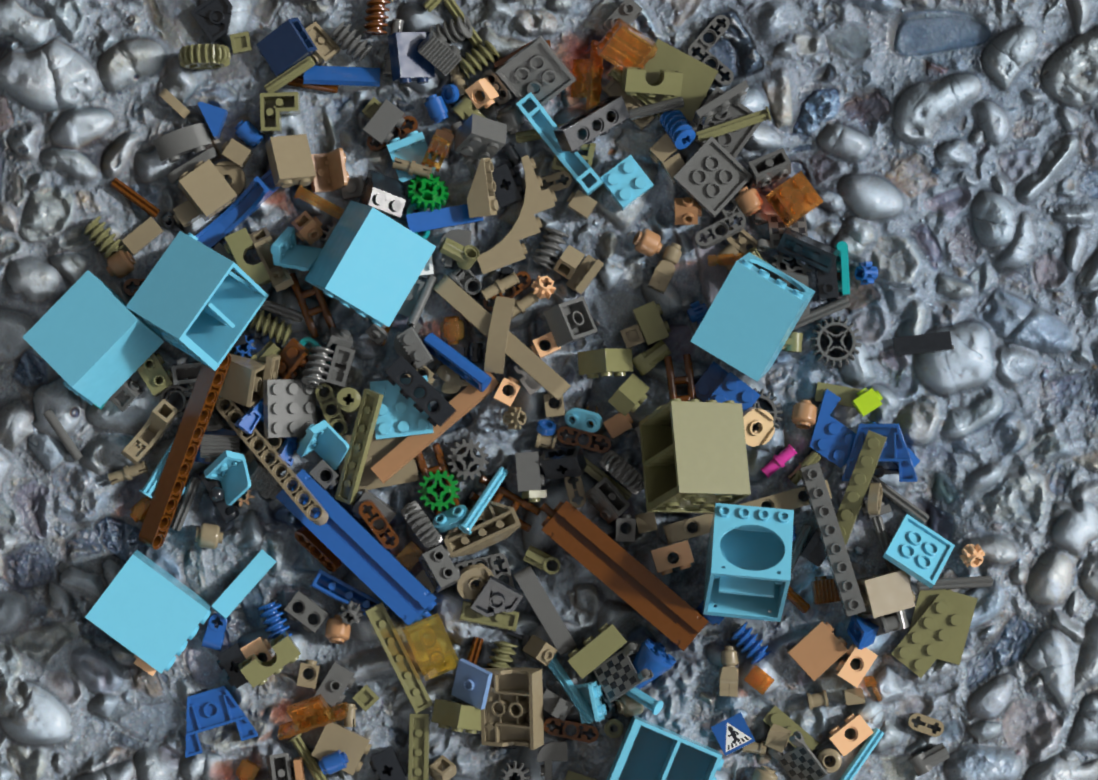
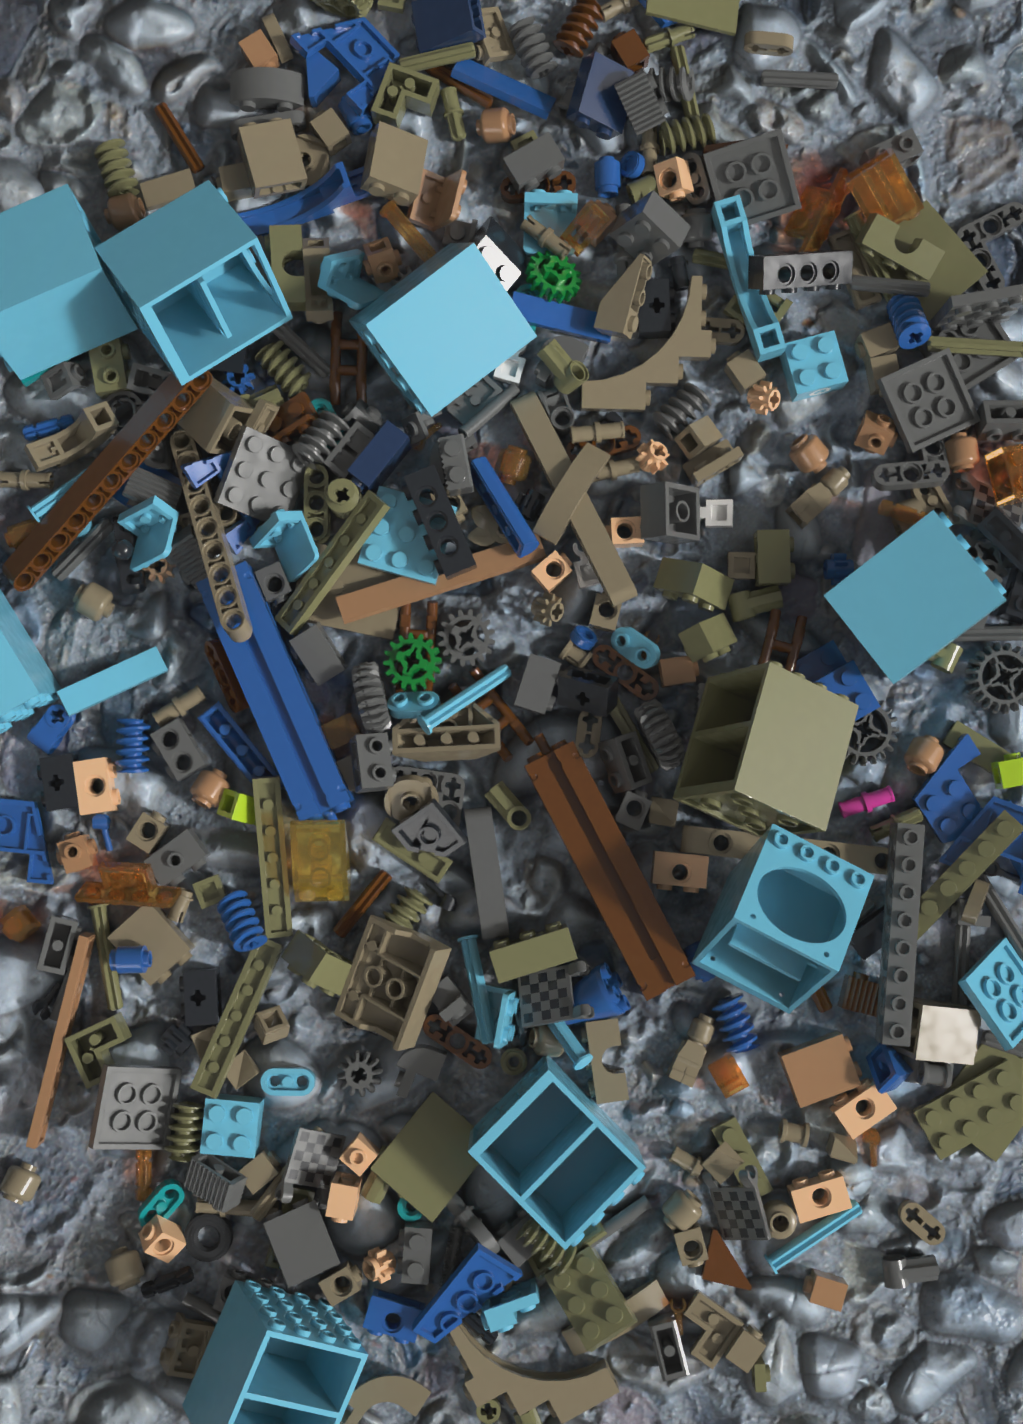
camera: 20 degrees right, 0 degrees up
(128, 431) = (47, 427): none -> blue axle
(167, 119) = (259, 51): none -> medium nougat brick
(235, 90) = (360, 51): none -> blue wing
(258, 671) = (80, 800): olive arch -> none
(274, 681) = (103, 822): none -> blue hand
(274, 708) = (79, 860): none -> medium nougat brick
(294, 583) = (179, 706): none -> dark tan pin
(315, 106) = (453, 113): none -> olive axle
(347, 103) = (496, 125): none -> medium nougat head
(351, 613) = (233, 774): dark grey gear -> none
(361, 364) = (379, 458): none -> dark blue brick
(365, 515) = (327, 691): reddish brown beam -> none
(365, 635) = (237, 806): none -> lime brick
(395, 709) = (240, 922): none -> blue piece
(417, 17) = (629, 51): none -> reddish brown brick
(471, 684) = (352, 930): medium blue plate -> none
(534, 495) = (532, 718): plate -> none
(540, 650) = (459, 922): dark tan brick -> none
(602, 217) = (763, 397): none -> light nougat gear
(602, 307) = (717, 513): none -> white plate
(680, 717) = (607, 1084): none -> dark tan arch
(733, 734) = (665, 1132): blue sticker -> none
(766, 429) = (871, 750): tan plate -> none

